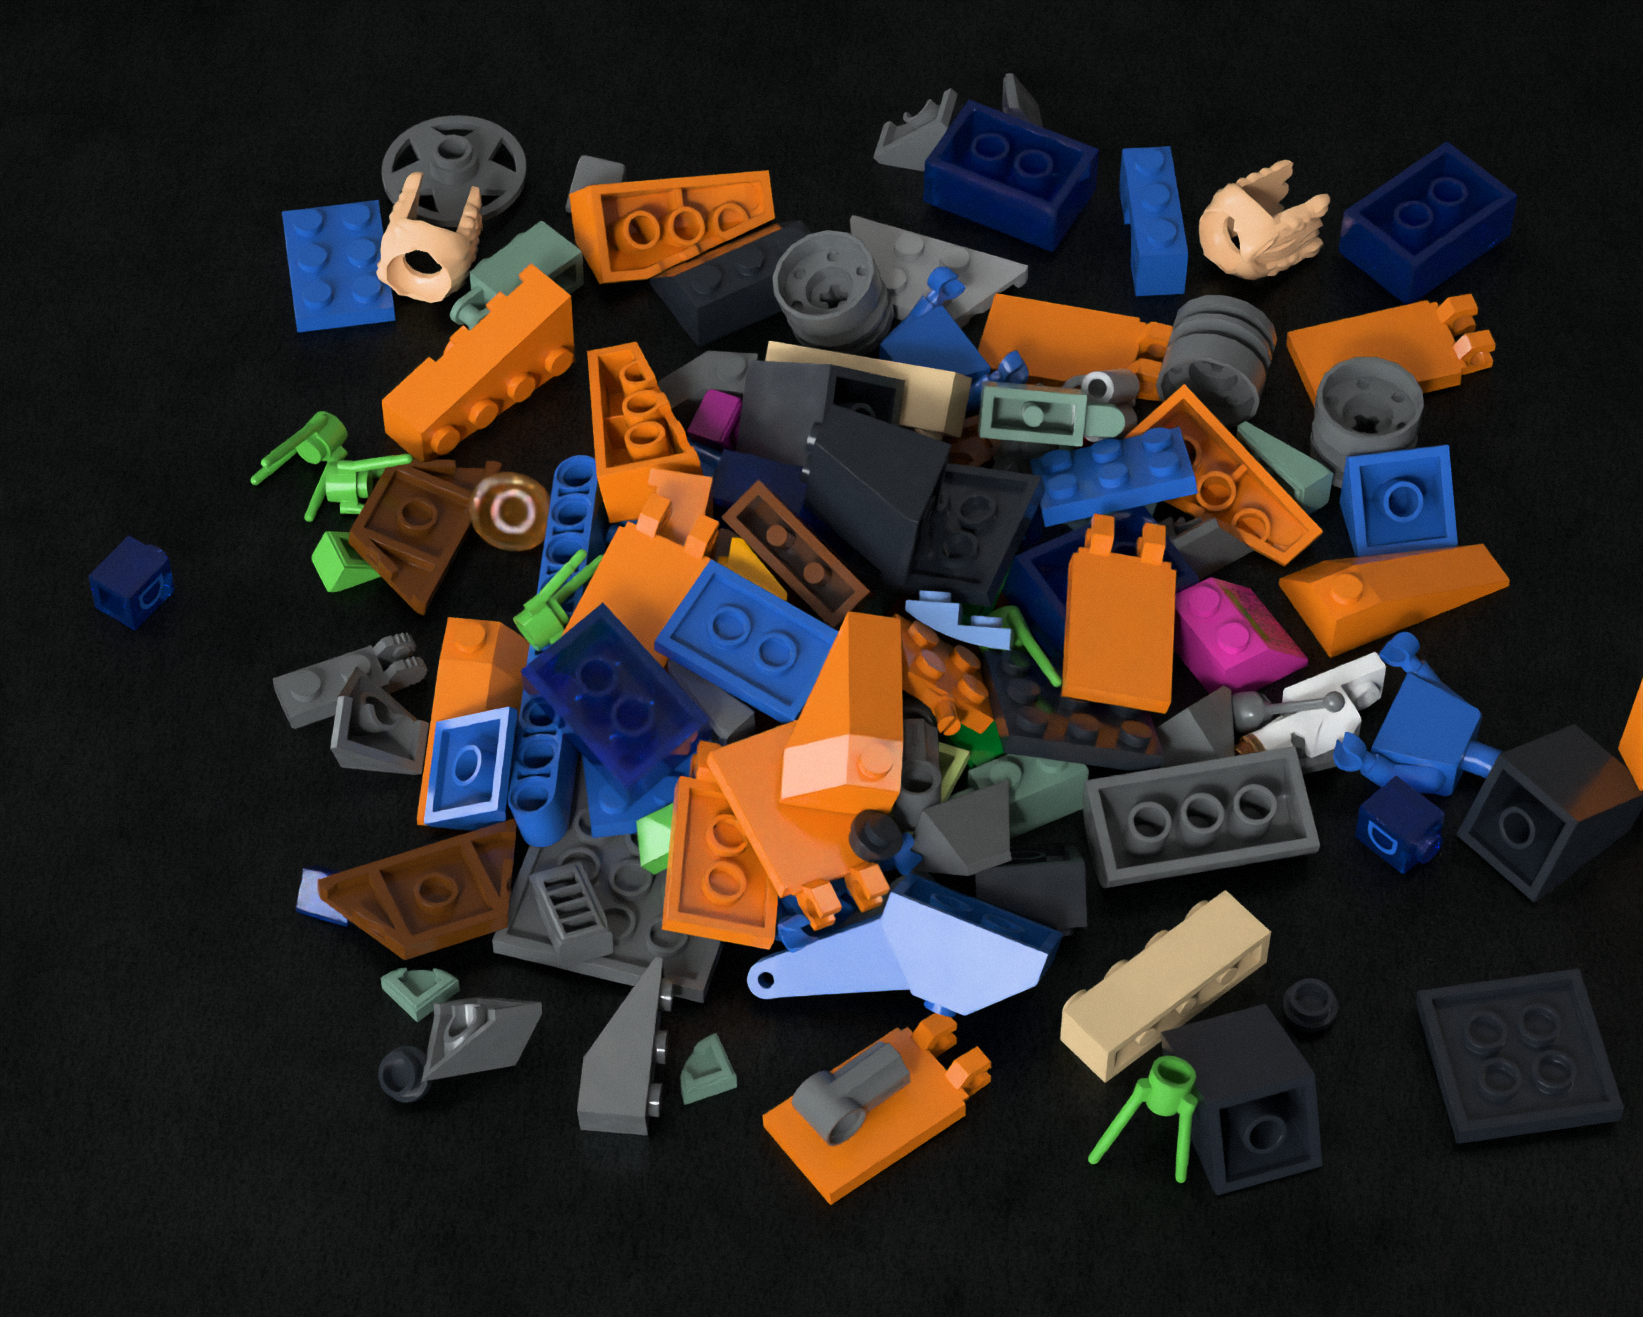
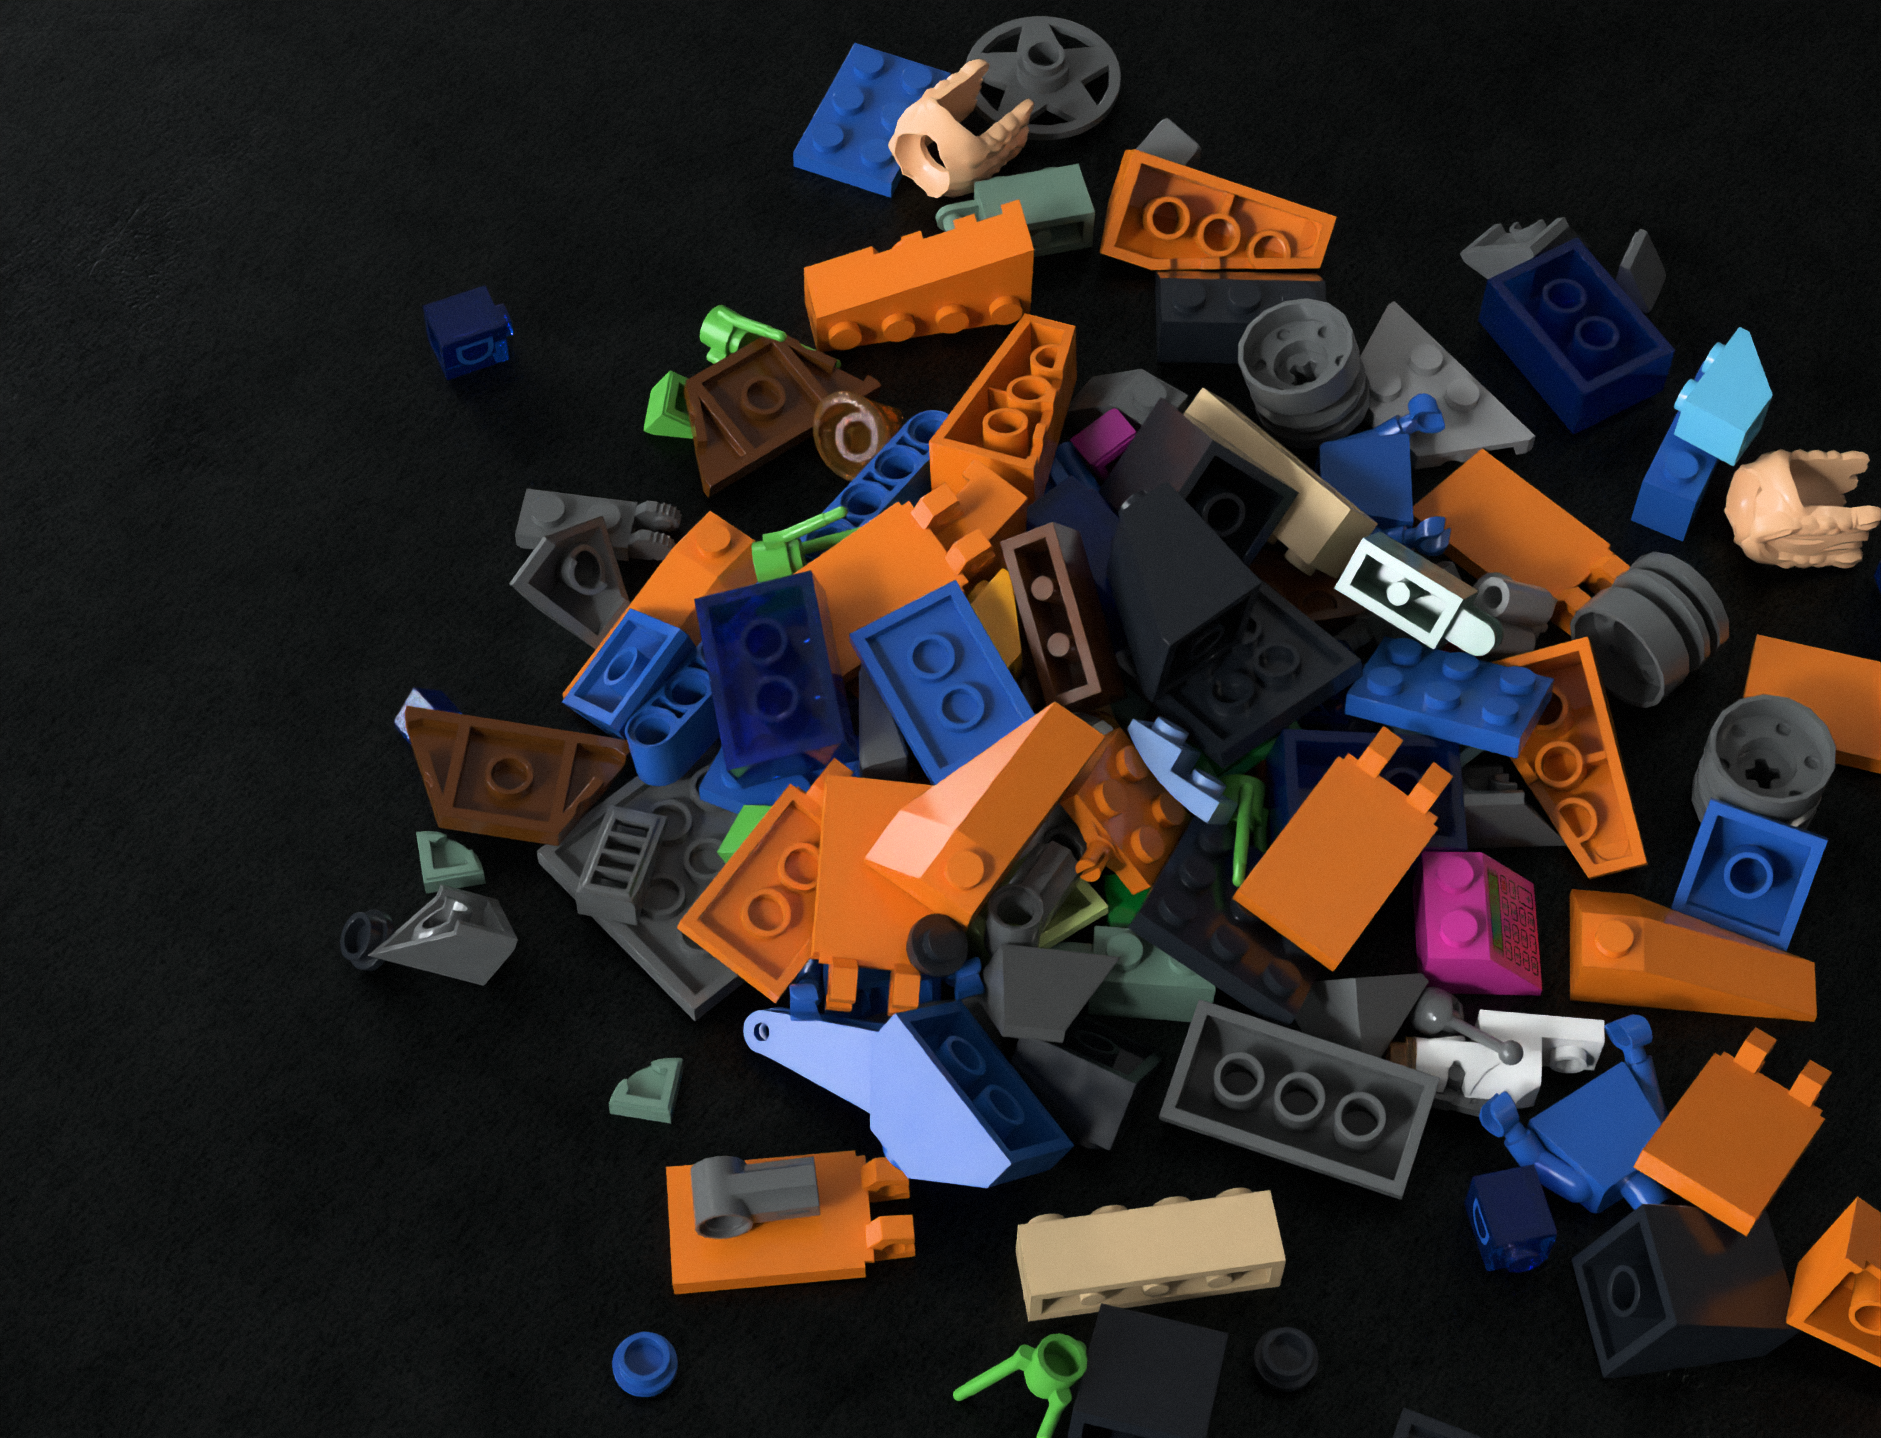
camera: 30 degrees right, 5 degrees up
(315, 442) = (727, 278): bright green plant -> none
(620, 1066) = (565, 1041): dark grey slope -> none
(849, 1261) = (645, 1364): none -> blue plate
(1170, 165) = (1728, 402): none -> medium azure slope
(1295, 472) = (1655, 788): sand green slope -> none
(1519, 682) = (1736, 1134): none -> orange tile

